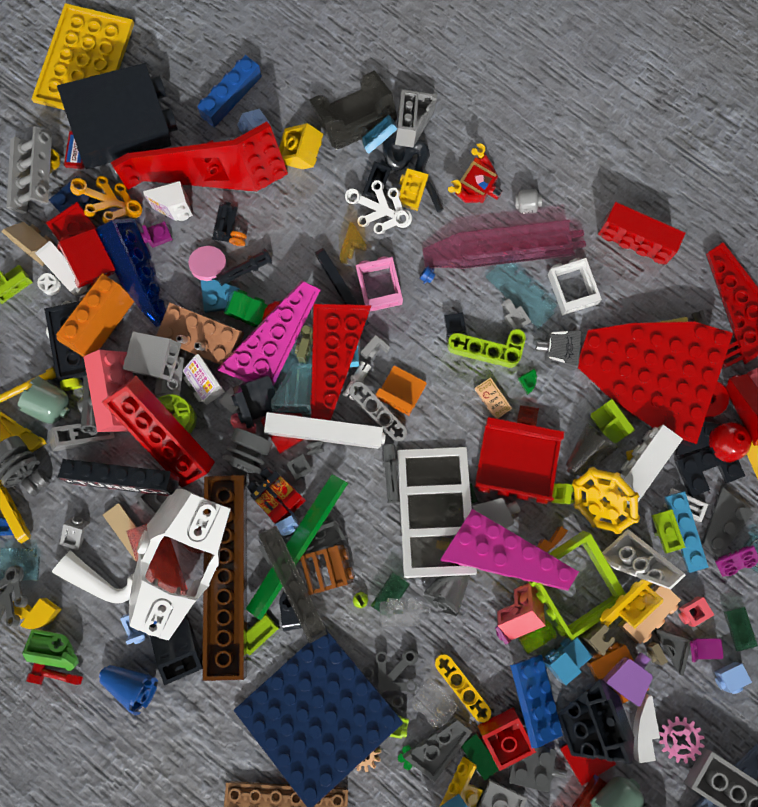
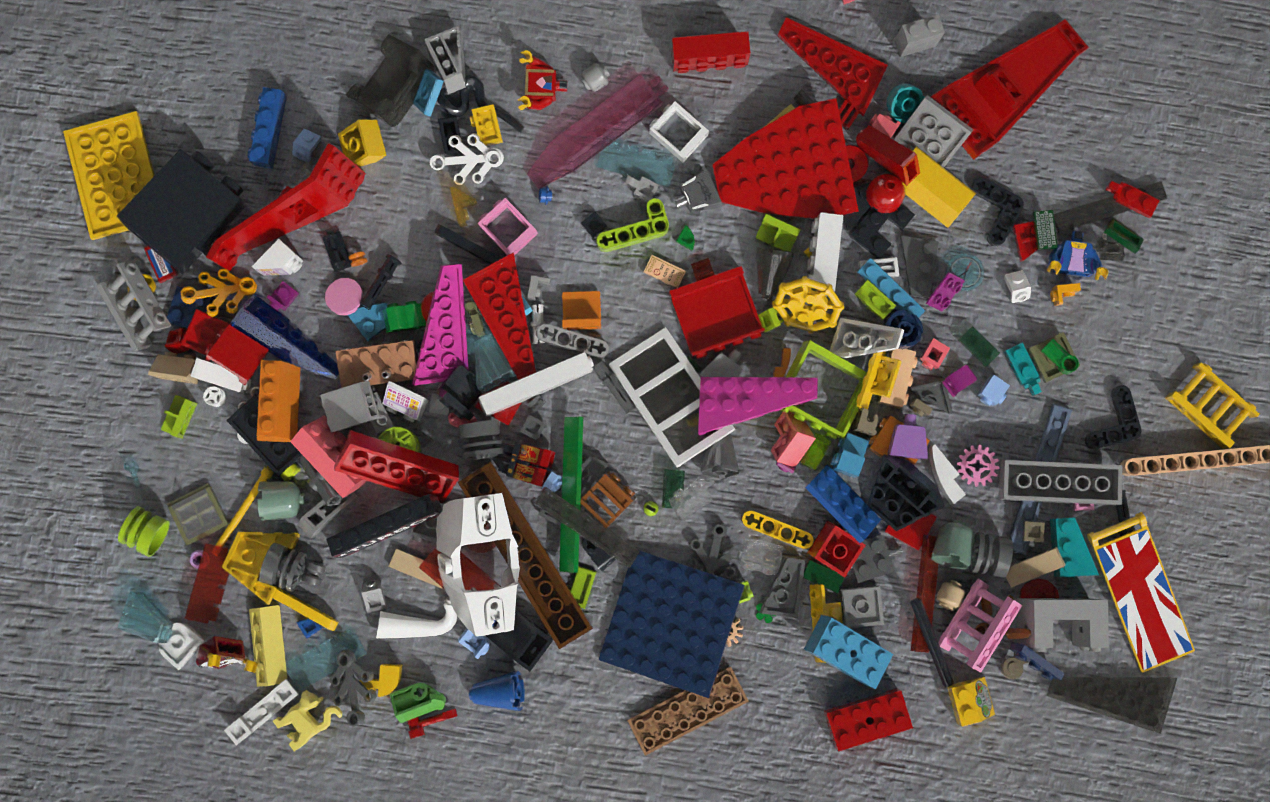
camera: 30 degrees left, 5 degrees up
(43, 218) = (174, 340): none -> red slope
(692, 571) = (910, 324): none -> dark blue cylinder

